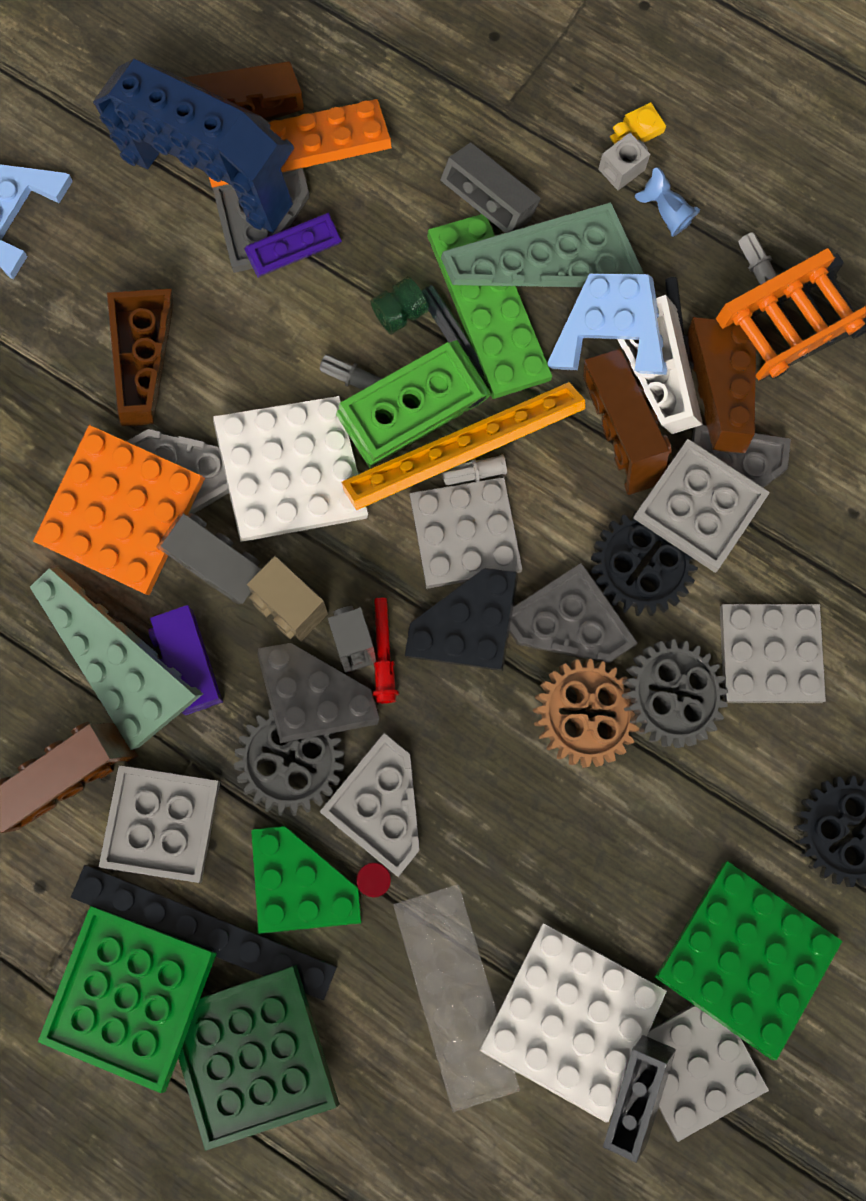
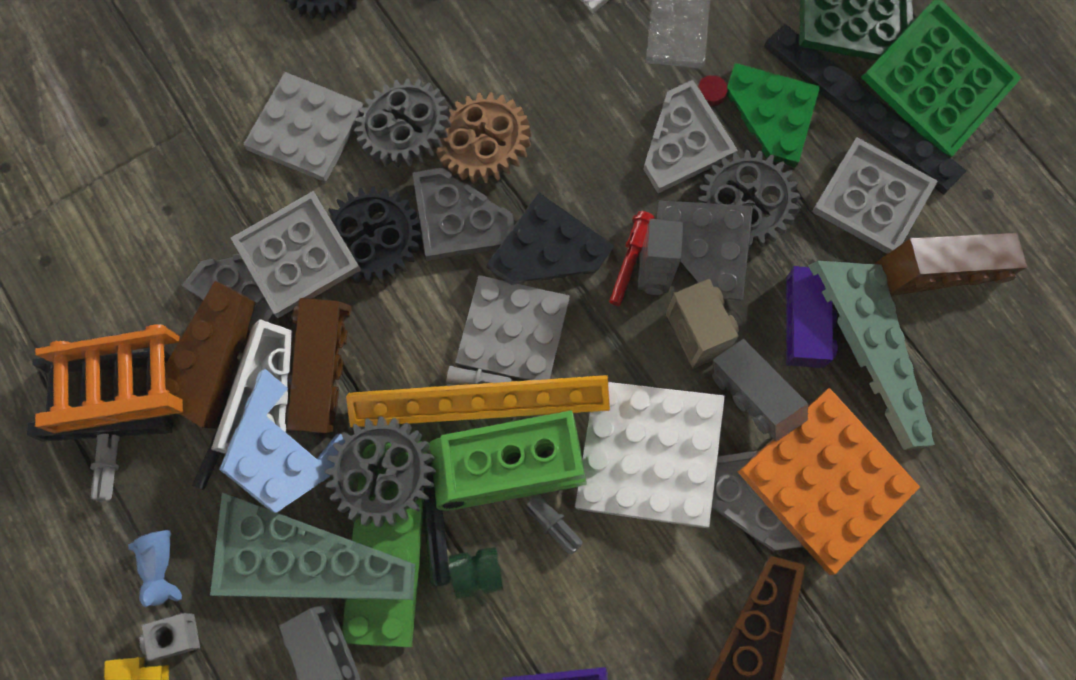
camera: 155 degrees left, 5 degrees down
(491, 346) = (351, 464): none -> dark grey gear

